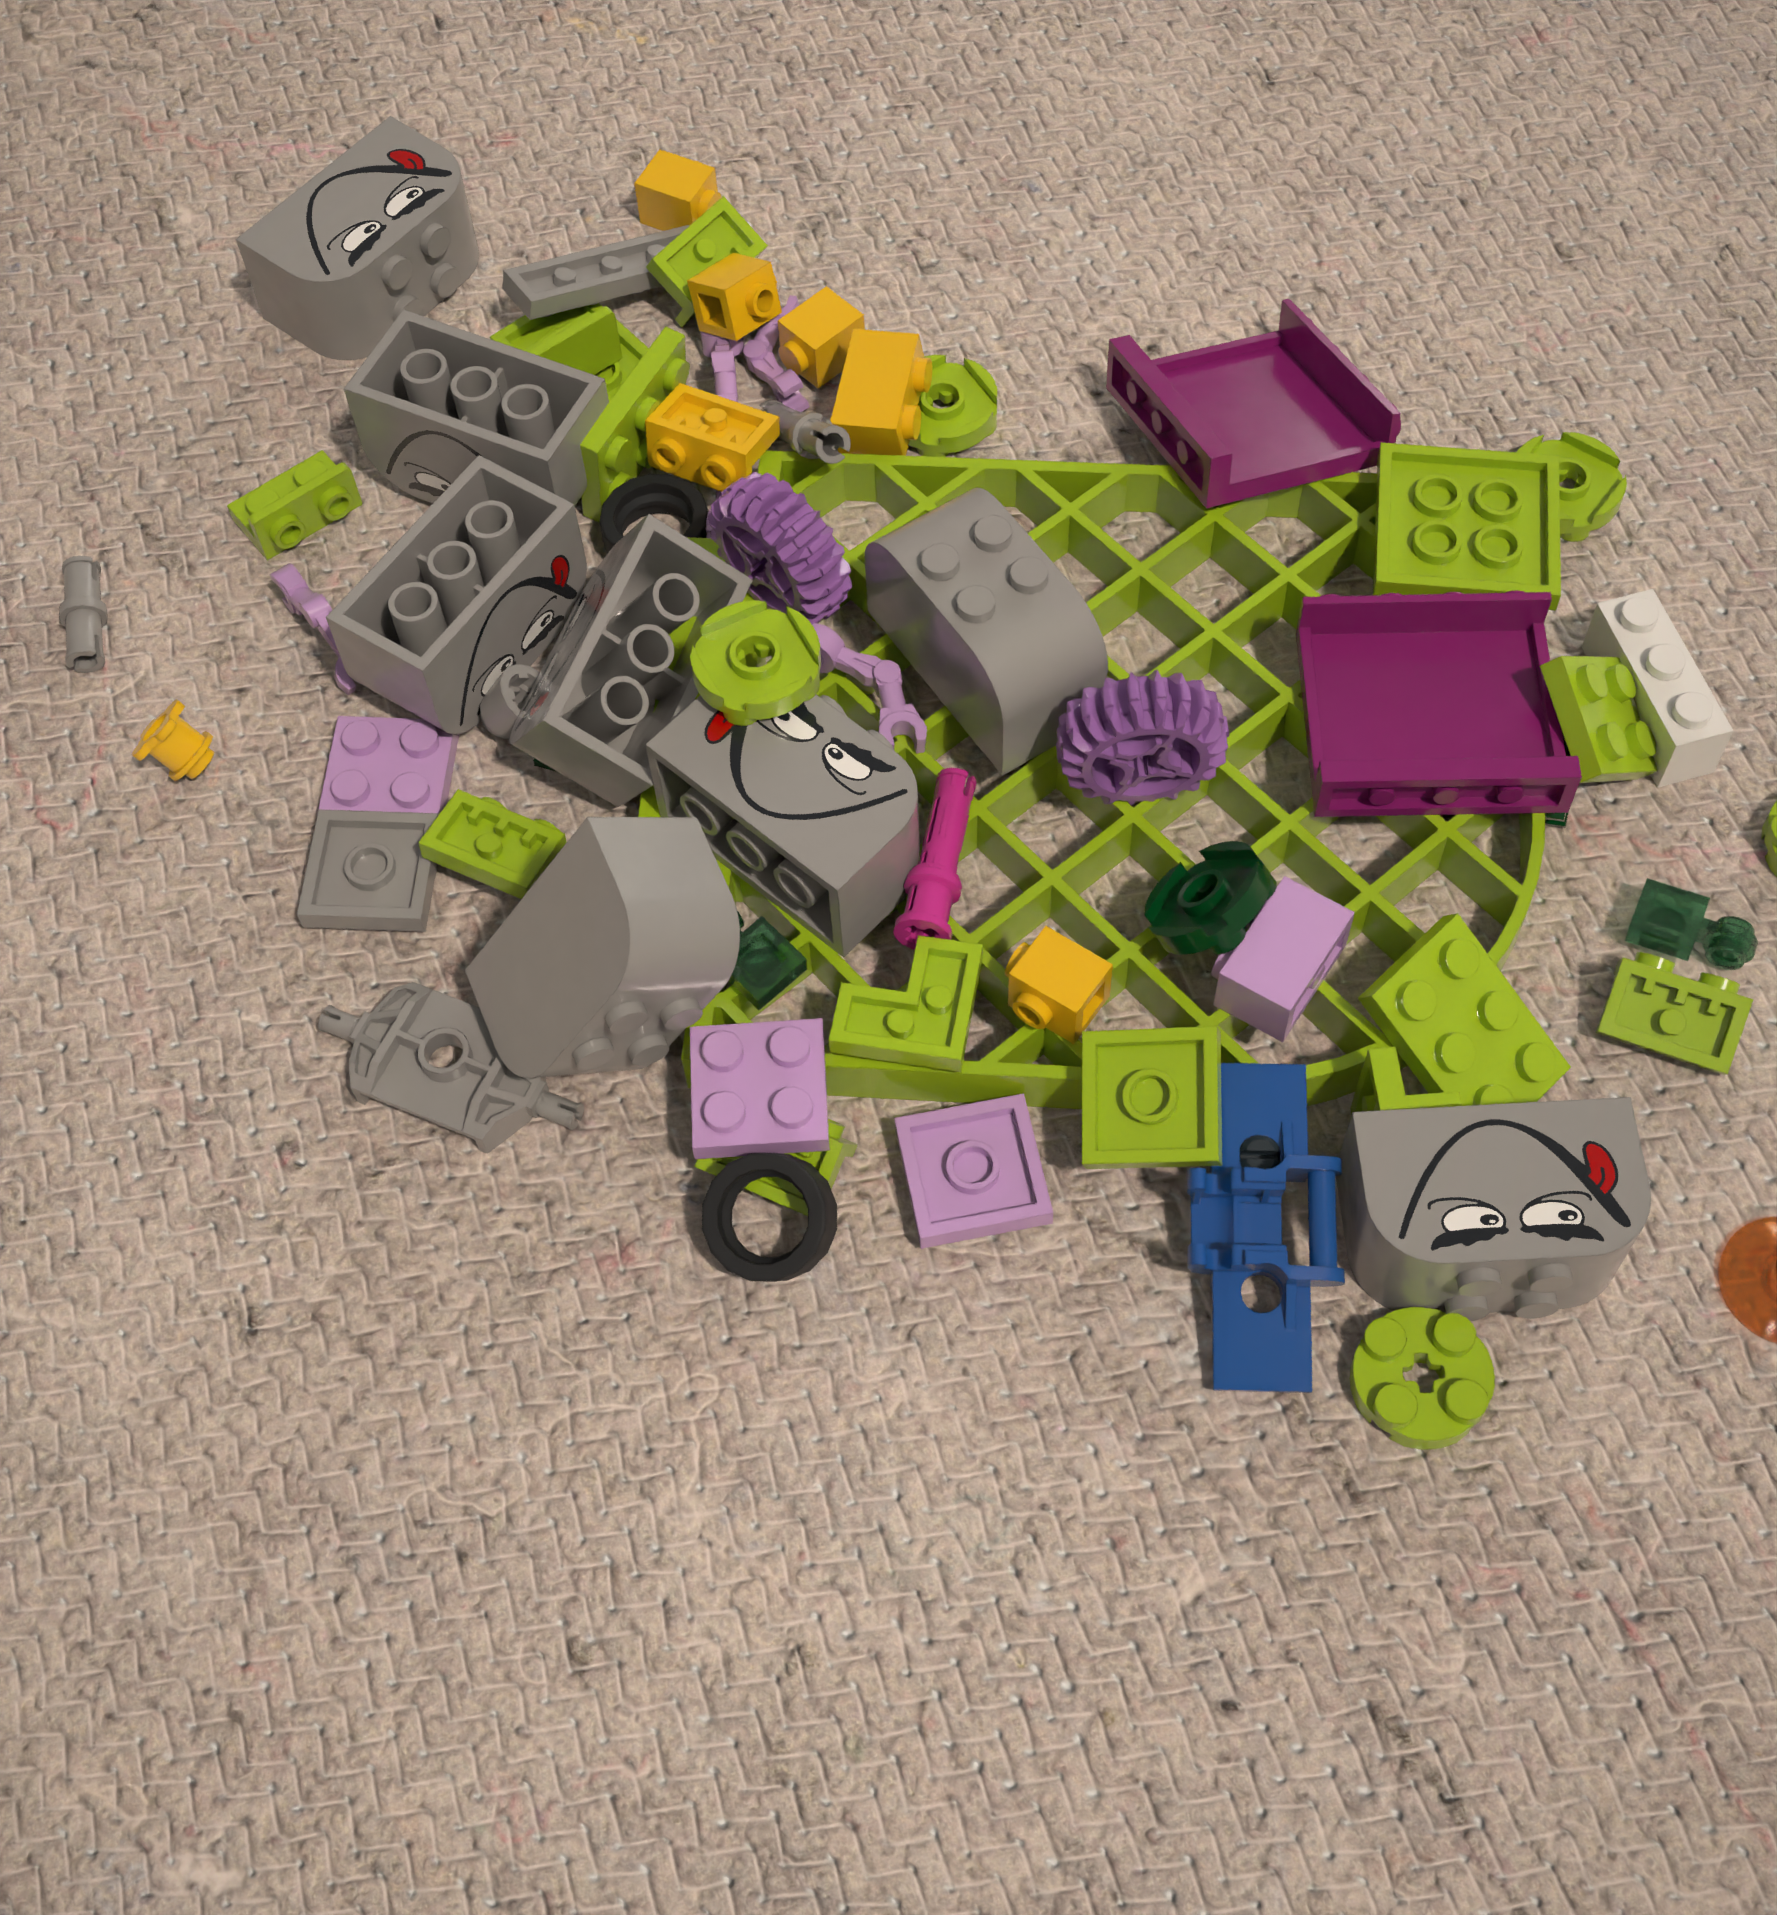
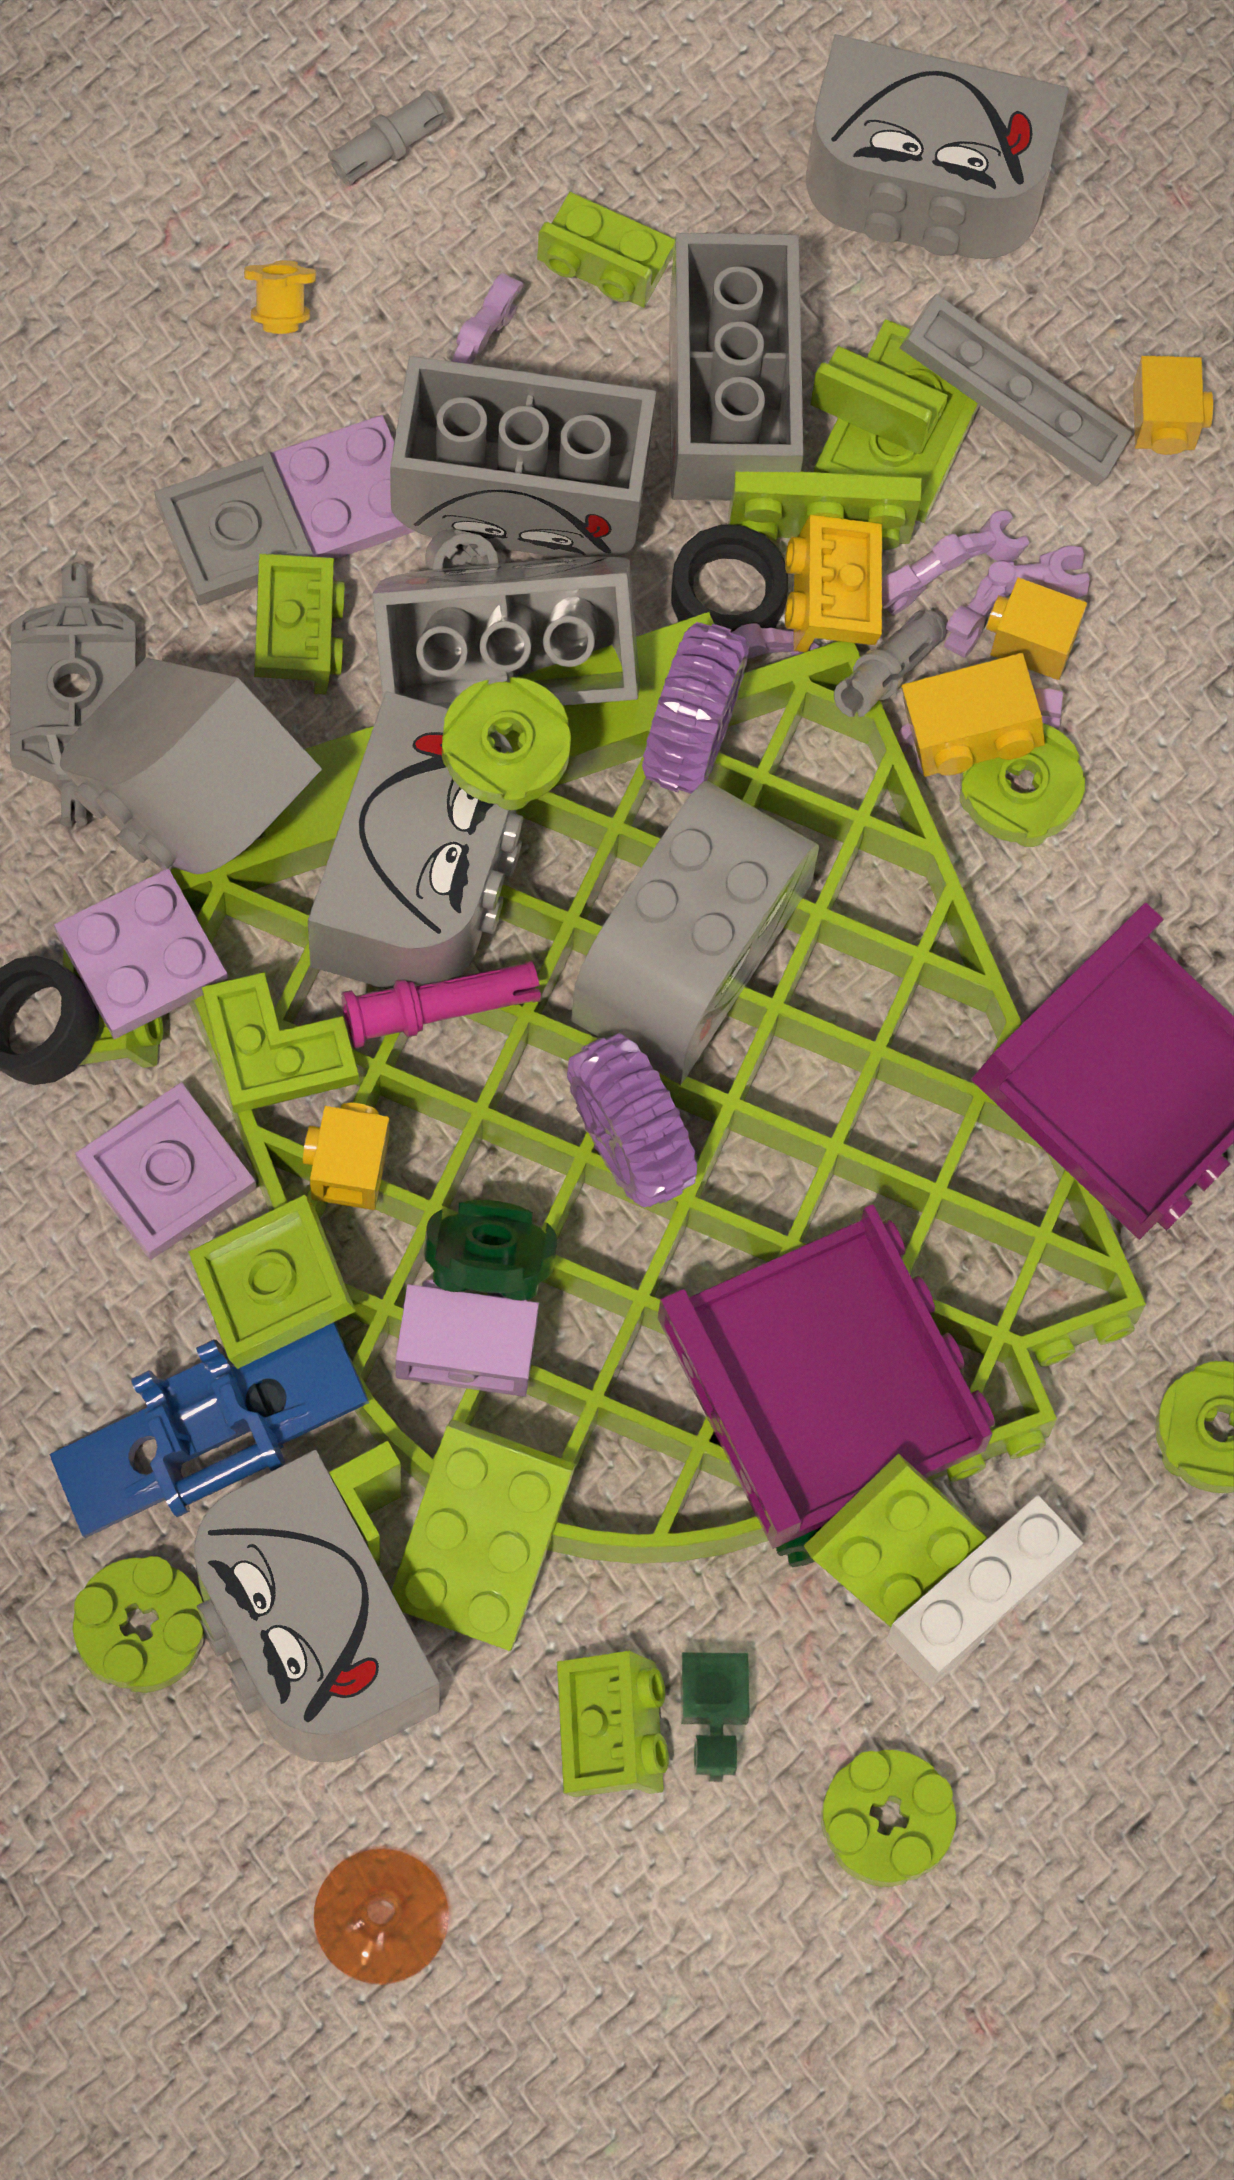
camera: 55 degrees right, 10 degrees up
(699, 246) = (1077, 474): lime bracket -> none
(734, 296) = (1038, 523): yellow brick -> none
(765, 963) = (262, 892): clear green plate -> none
(886, 680) = (617, 872): lavender piece -> none
(1466, 521) = (1068, 1335): lime plate -> none

